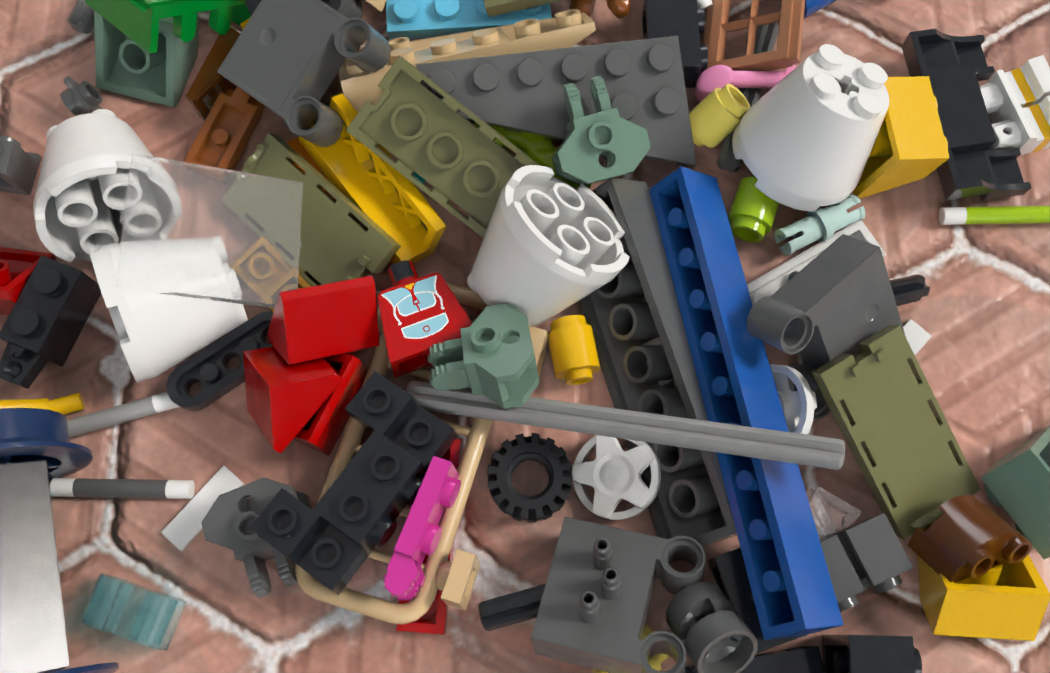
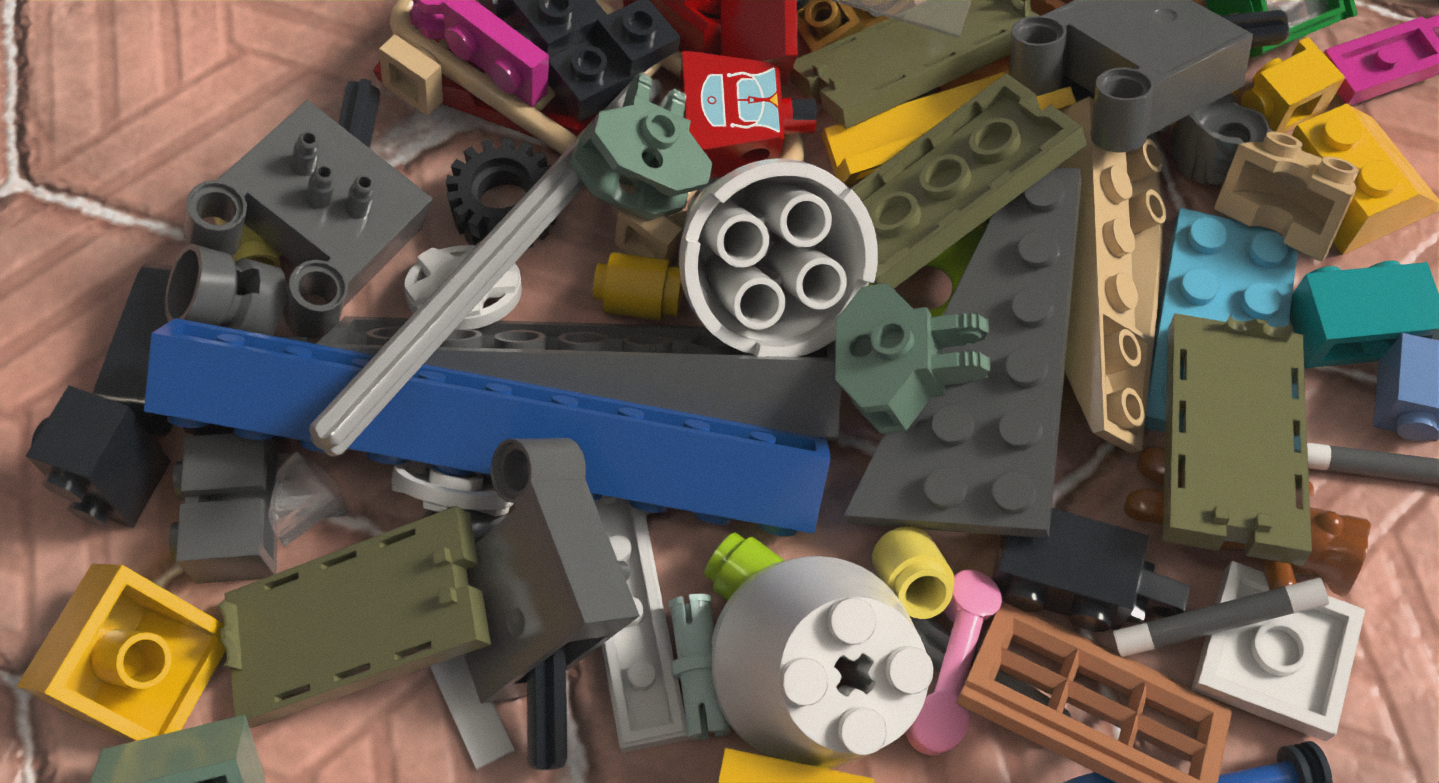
camera: 105 degrees right, 10 degrees down
(968, 540) = (174, 651): reddish brown cylinder -> none

